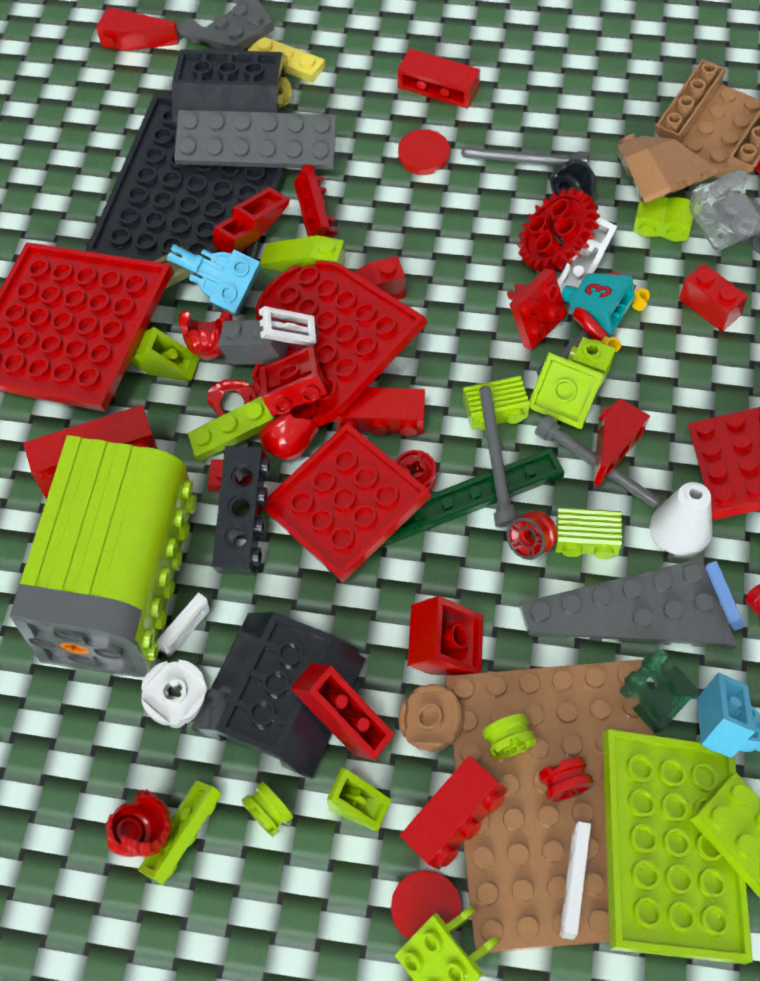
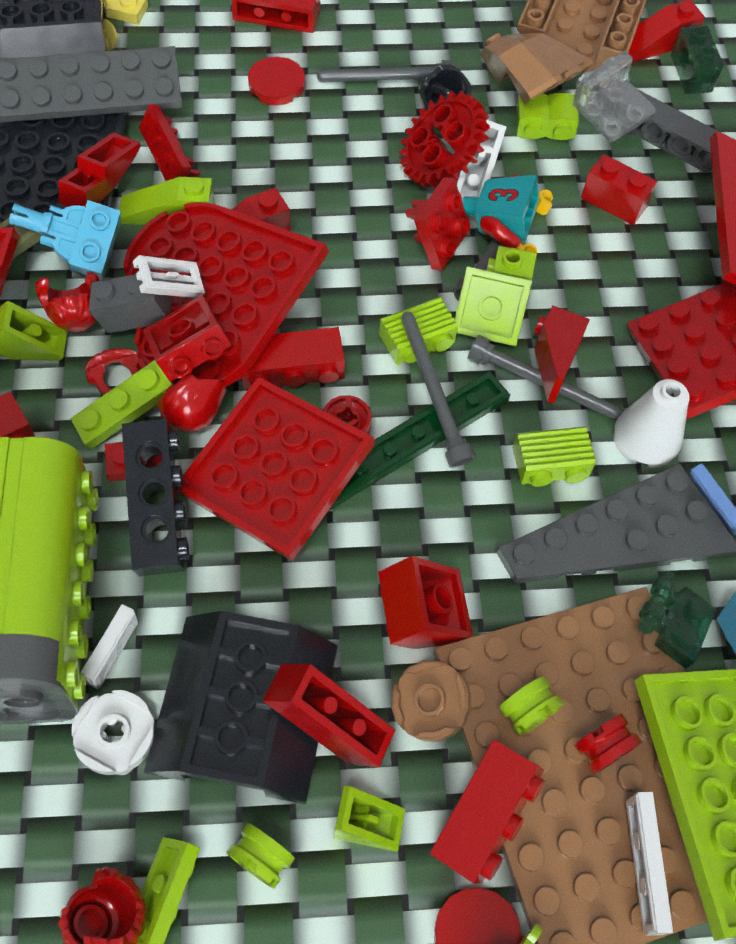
camera: 20 degrees left, 0 degrees up
(522, 541) = (495, 482): red wheel -> none

